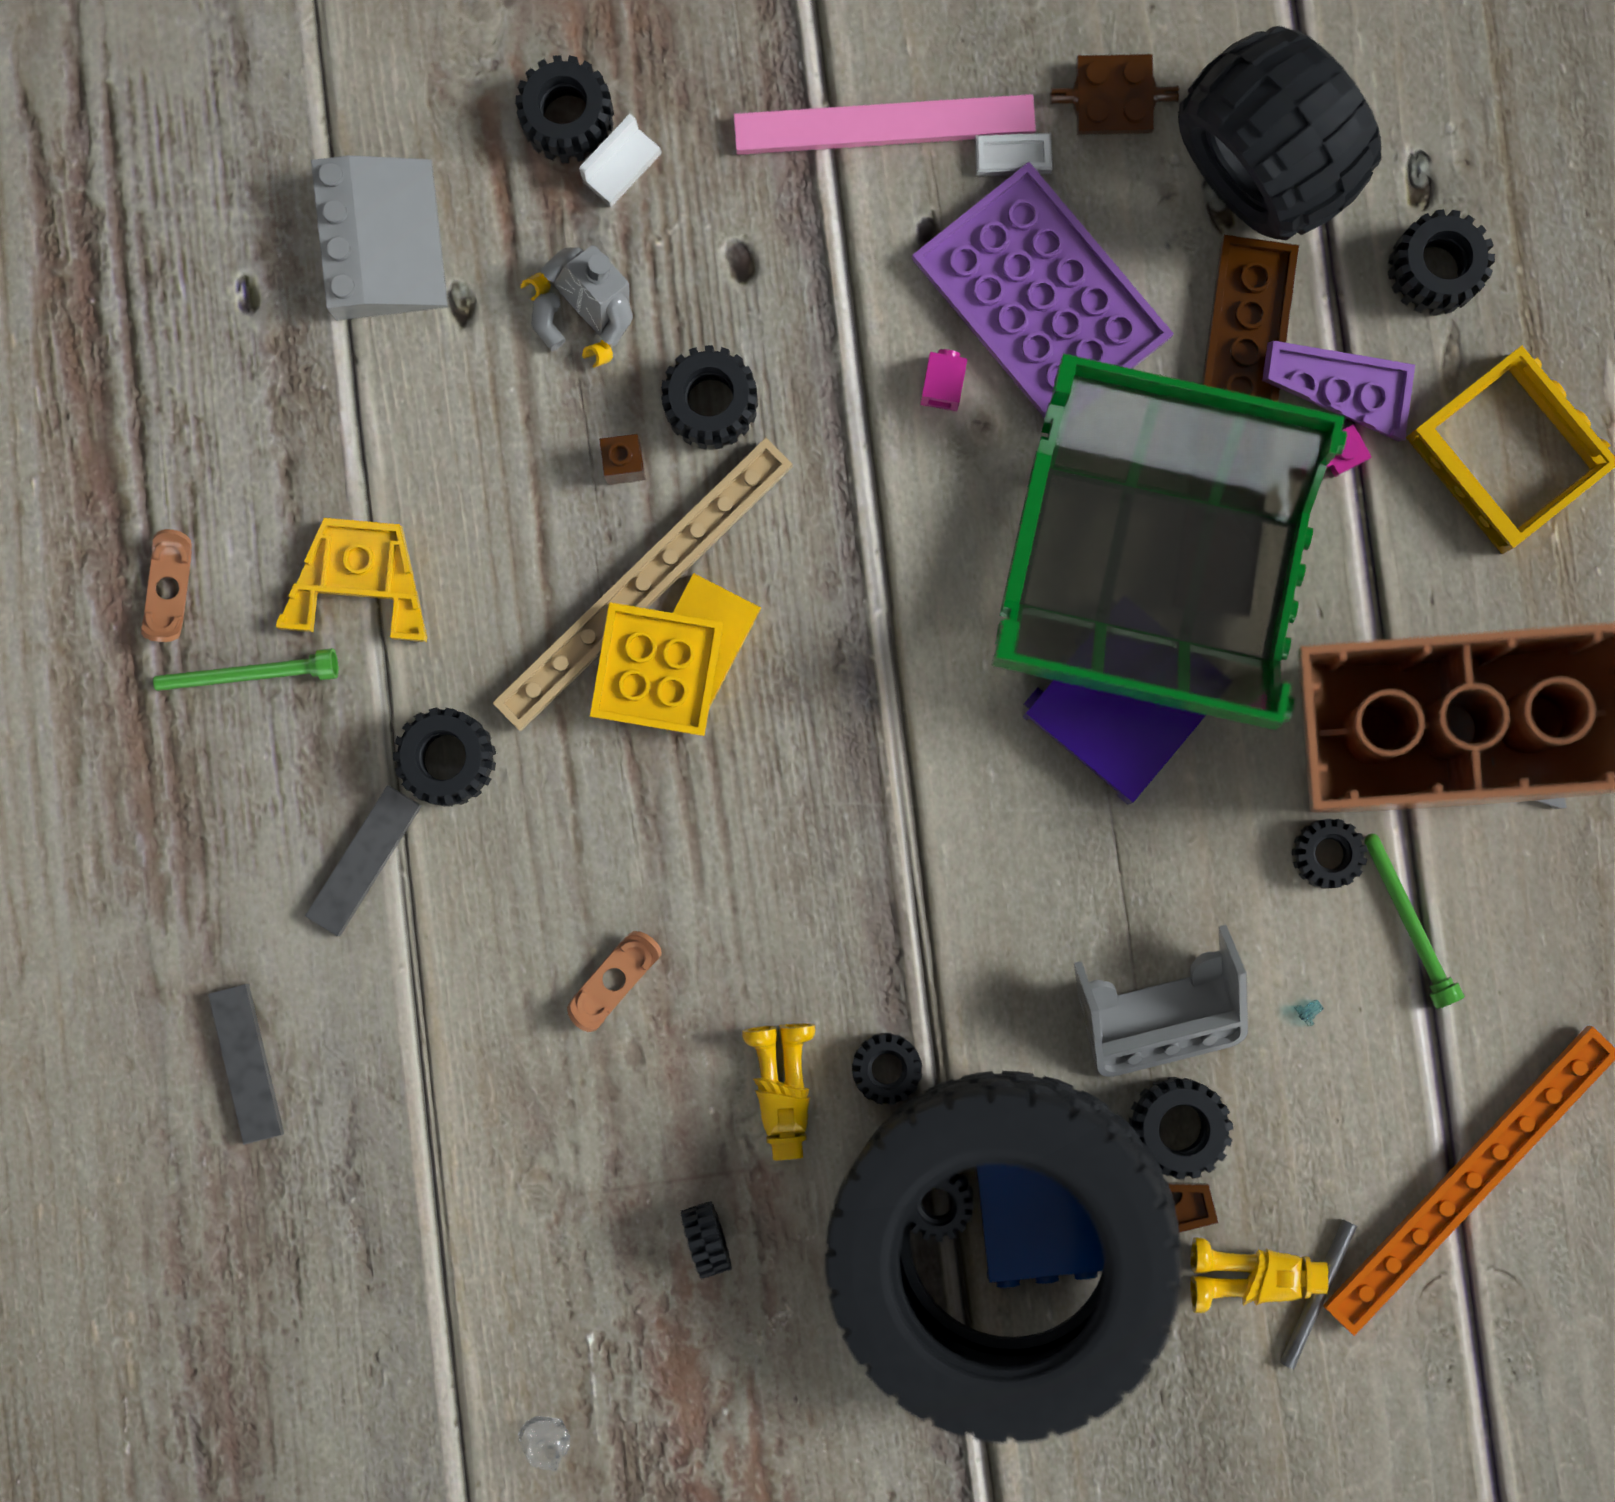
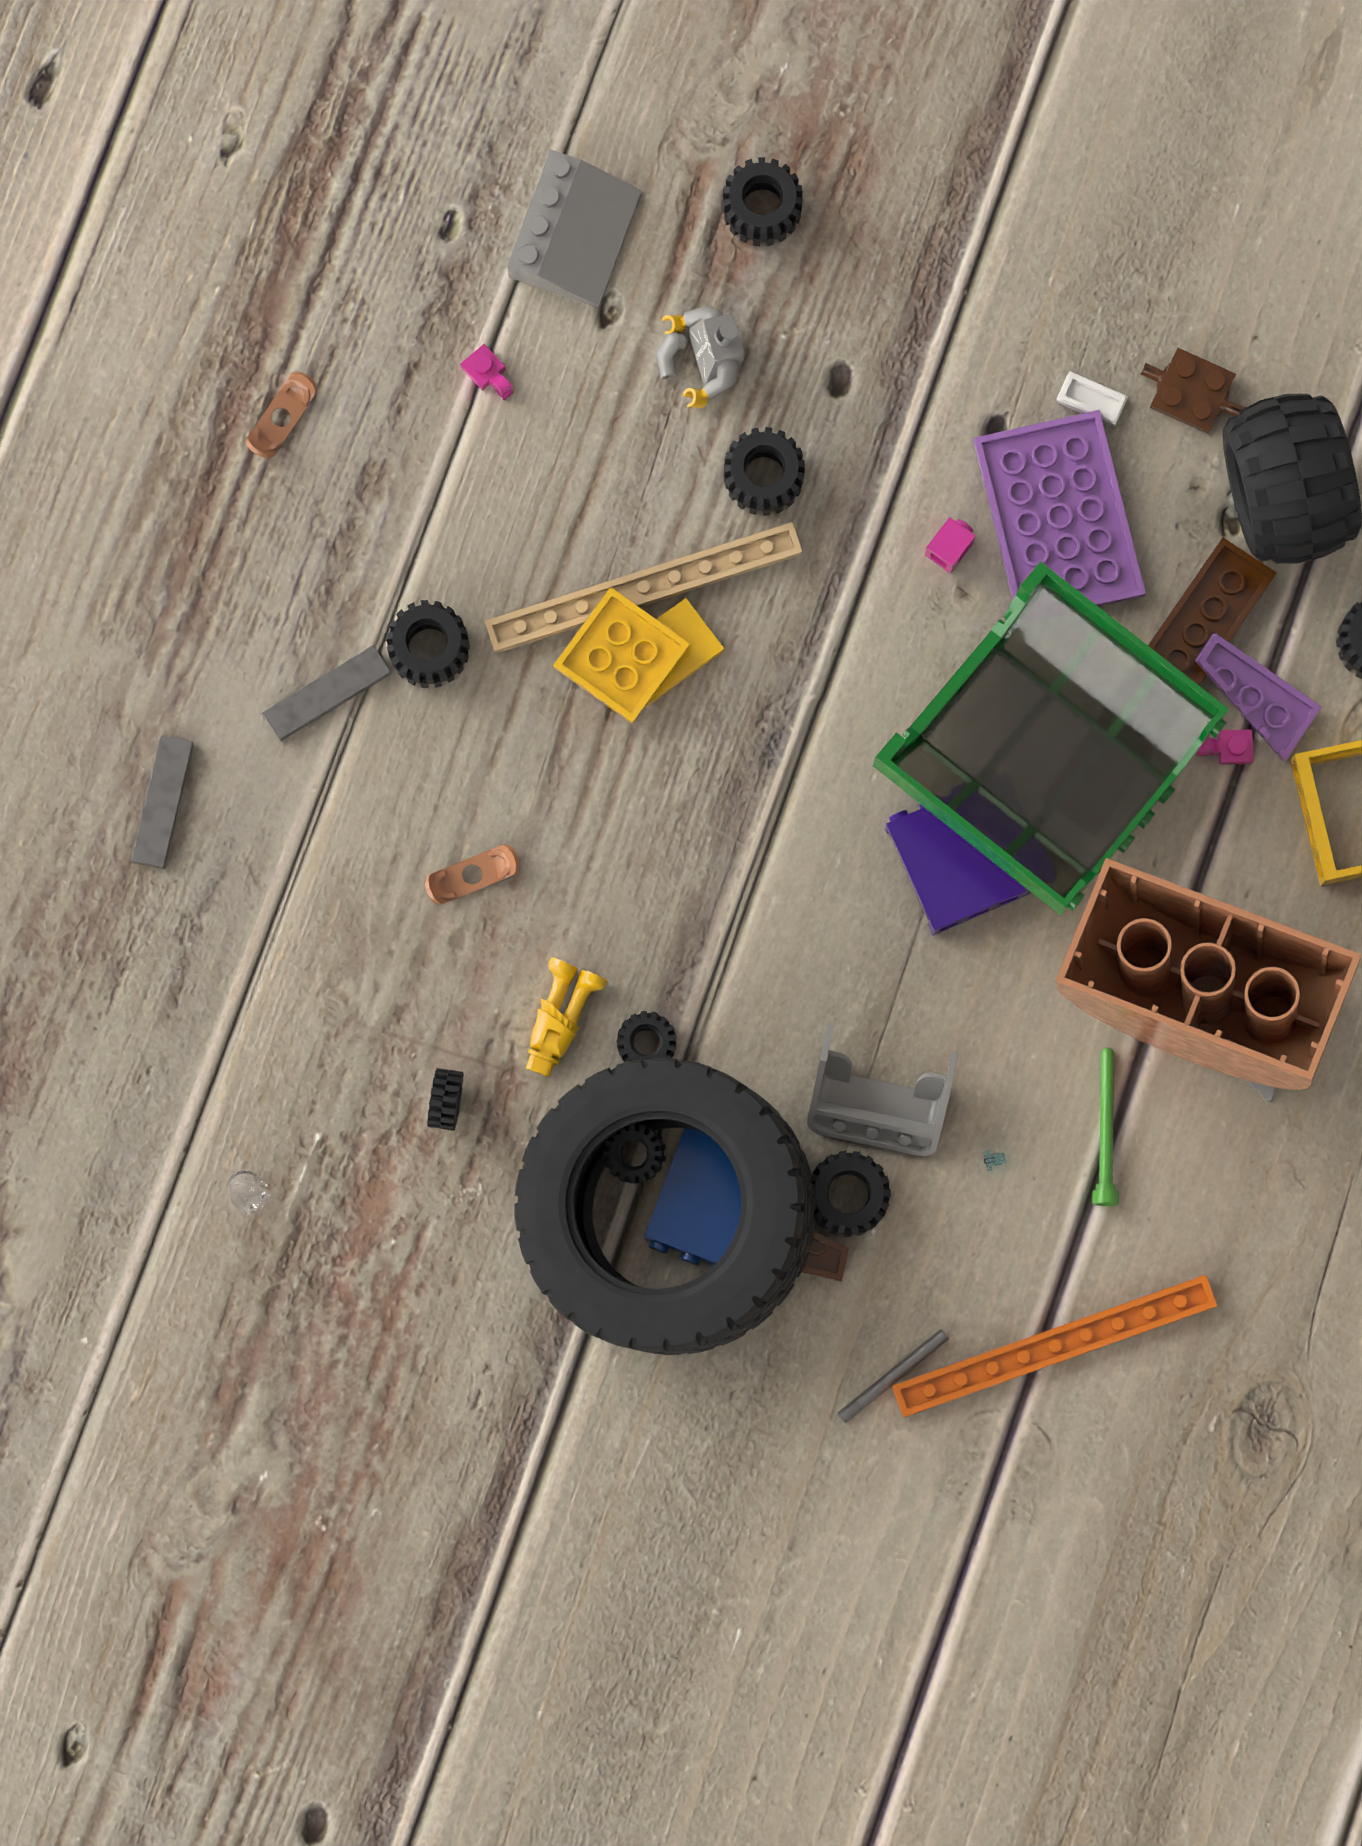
camera: 25 degrees right, 5 degrees down
(322, 665) = (368, 530): bright green piece -> none
(358, 562) = (435, 467): yellow wing -> none
(361, 431) = (486, 370): none -> dark pink plate
(619, 161) = (784, 260): white panel -> none
(622, 459) = (674, 486): reddish brown brick -> none
(883, 124) = (1002, 328): bright pink tile -> none
(1270, 1278) = (861, 1343): yellow piece -> none
(1352, 848) = (1082, 1031): black tyre -> none

